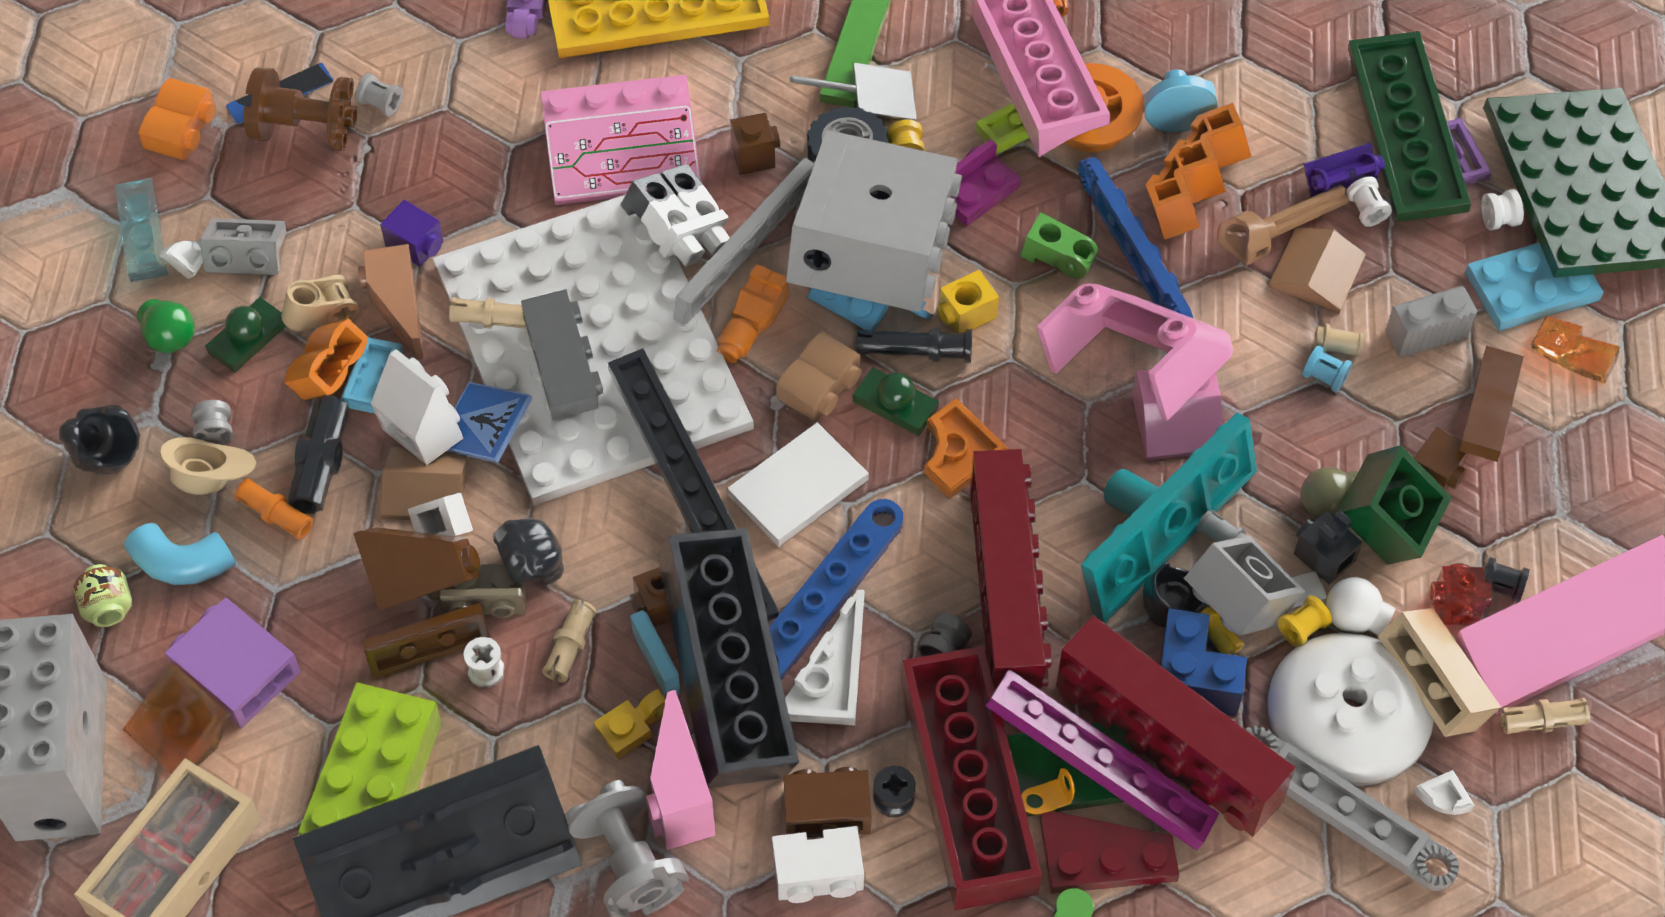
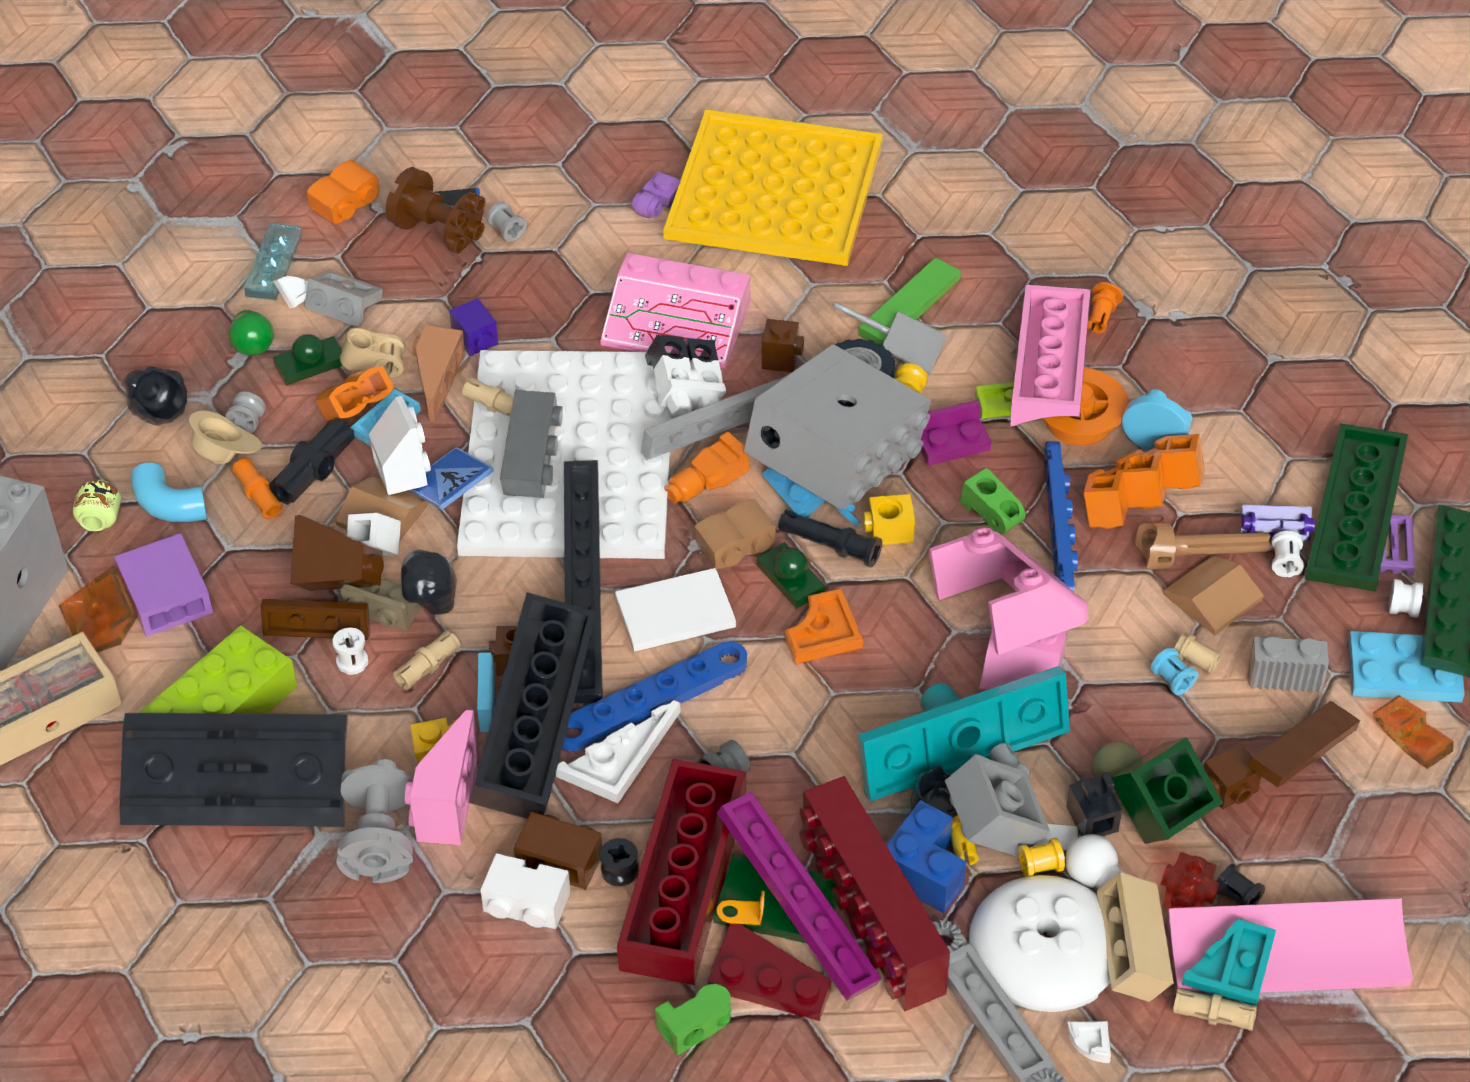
camera: 25 degrees right, 10 degrees down
(1007, 567) = (803, 723): dark red brick -> none
(1547, 662) = (1234, 963): none -> teal wing

